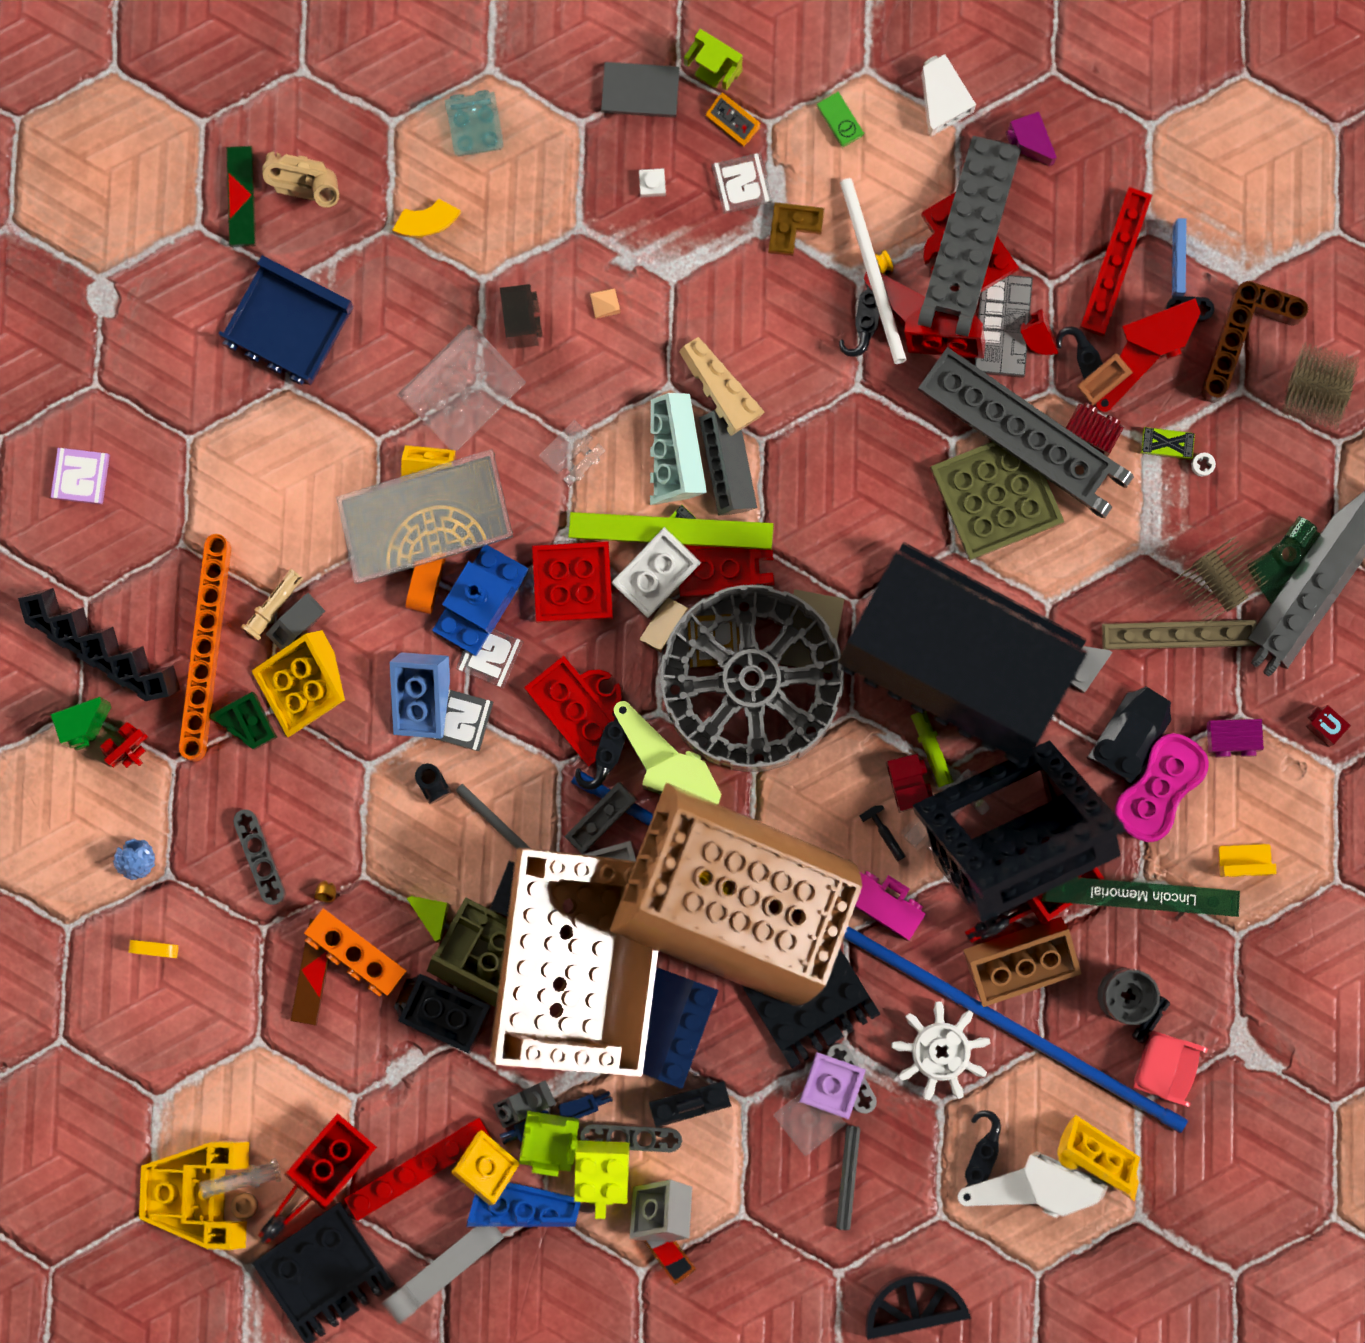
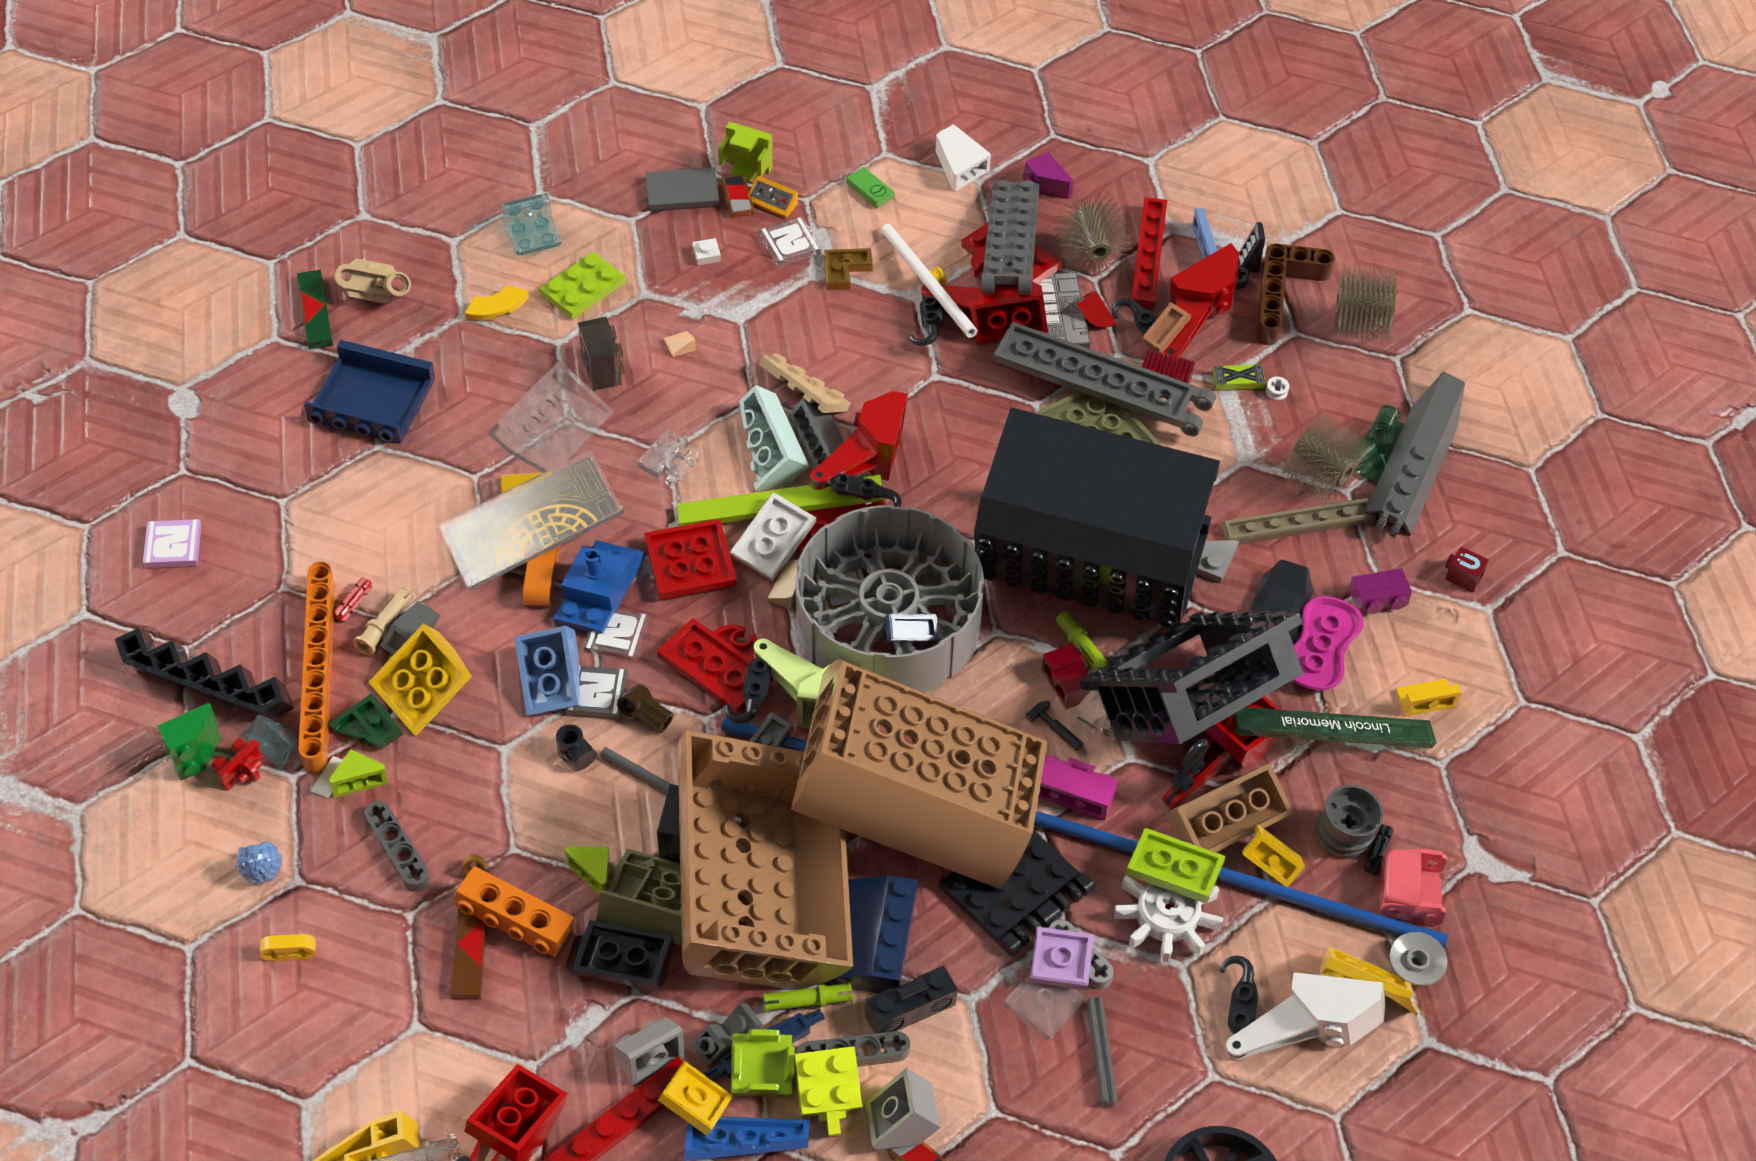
camera: 15 degrees left, 30 degrees down
(159, 723) = (275, 740): none -> clear light blue slope
(207, 769) = (322, 785): none -> white sticker
(229, 776) = (357, 774): none -> lime slope
(245, 573) = (352, 599): none -> axle
(453, 1109) = (649, 1049): none -> light grey slope
(498, 745) = (639, 703): none -> dark brown piece
(517, 208) = (582, 285): none -> lime plate
(605, 1080) = (815, 996): none -> lime pin
(696, 110) = (737, 196): none -> slope
(765, 721) = (912, 628): none -> tile
(769, 489) = (867, 449): none -> red slope
(955, 1018) = (1175, 865): none -> lime plate
(1051, 1015) = (1273, 856): none -> yellow panel
(1057, 242) = (1092, 232): none -> dark tan piece
(1164, 1148) = (1422, 949): none -> light grey dish
(1223, 284) = (1252, 249): none -> black slope

